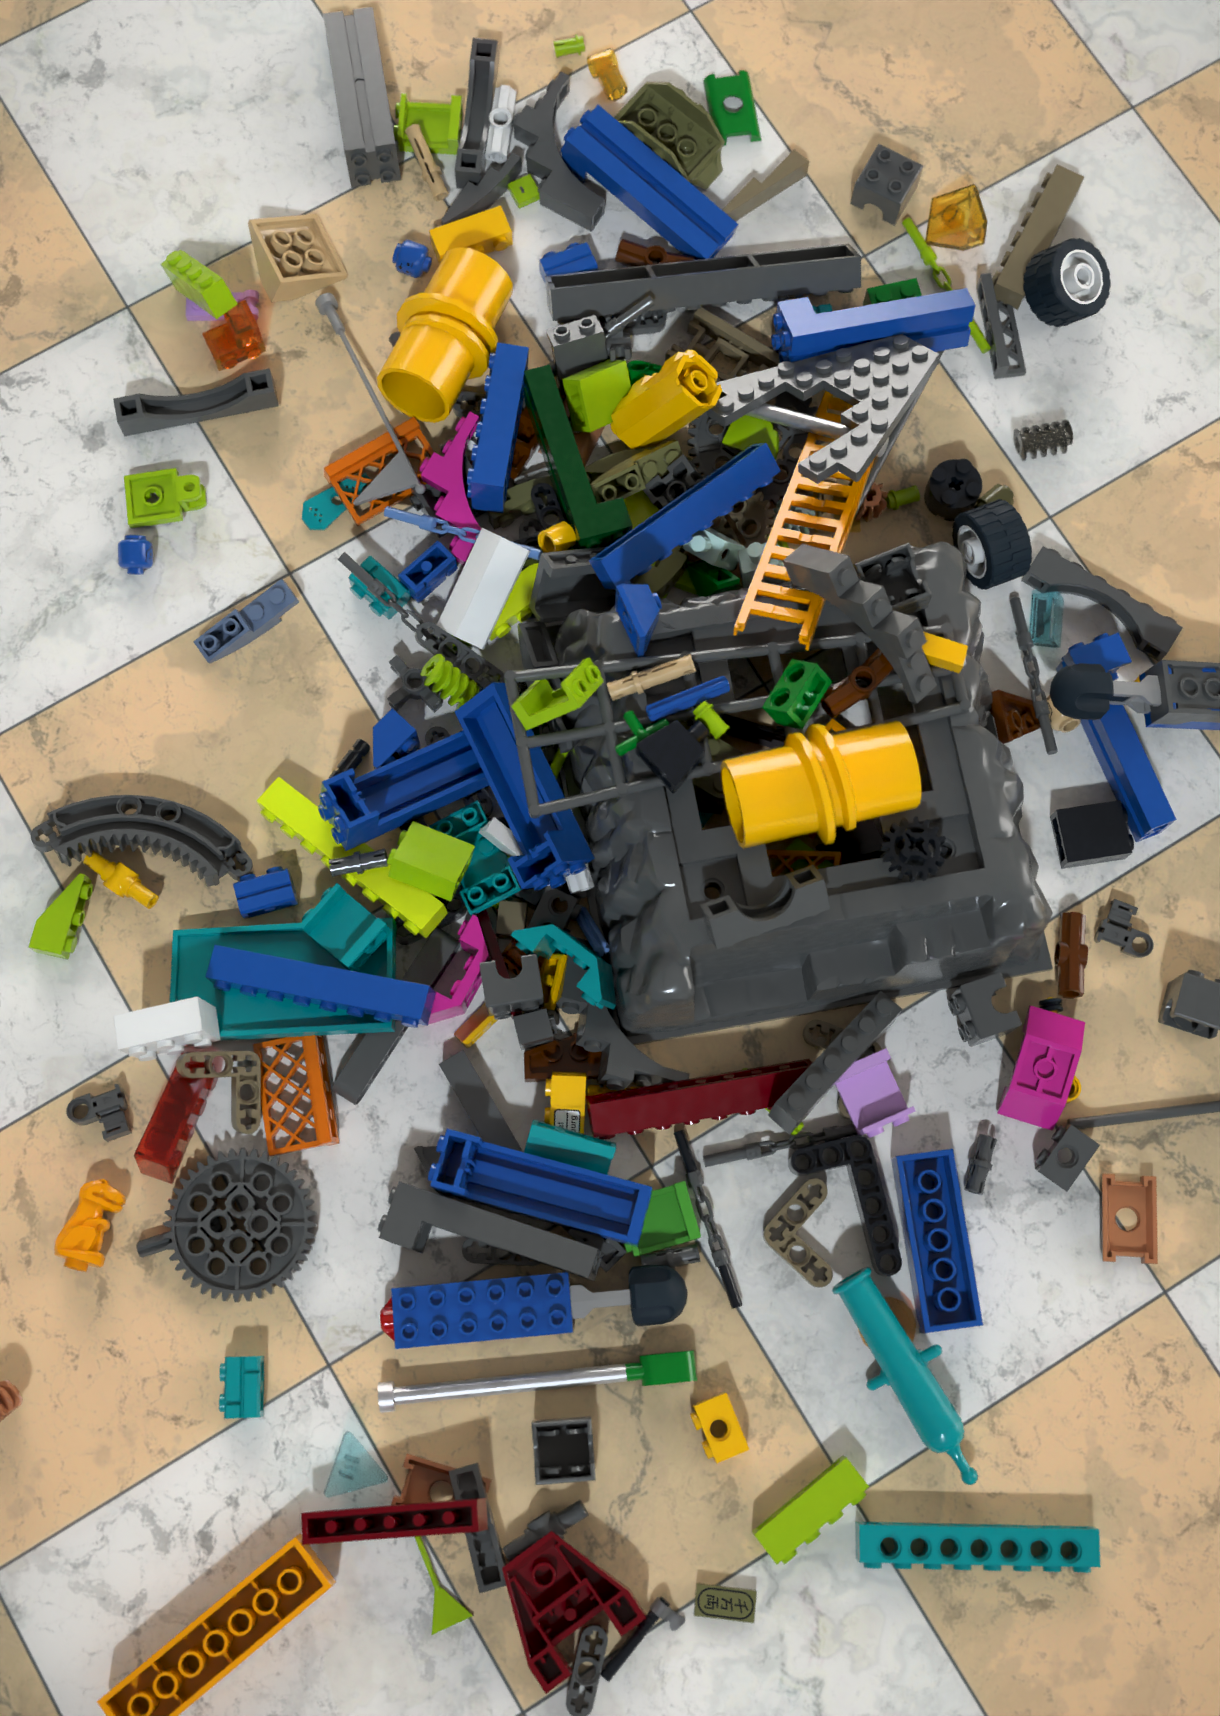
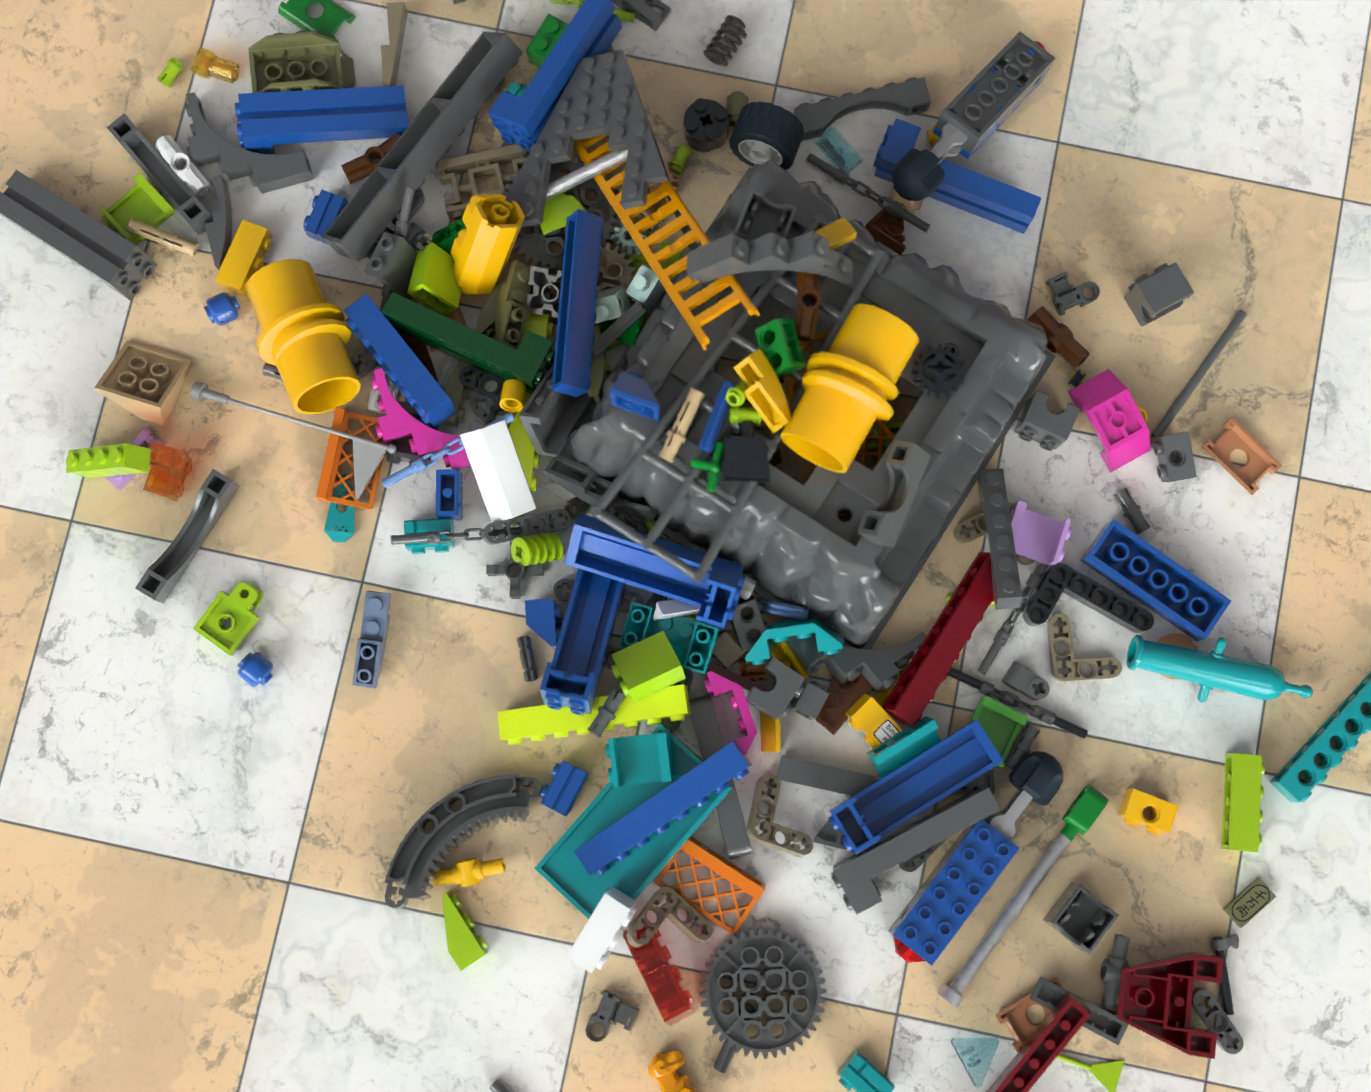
camera: 45 degrees left, 5 degrees up
(390, 1098) = (768, 826): none -> dark tan beam
(524, 191) = (243, 195): lime tile -> none
(543, 704) = (637, 505): lime panel -> none
(699, 571) = (617, 328): none -> dark grey axle
(719, 695) = (735, 395): none -> lime pin
(732, 1203) = (1022, 679): none -> dark grey piece
(746, 712) = (764, 390): none -> yellow slope
(1091, 834) = (997, 254): black brick -> none

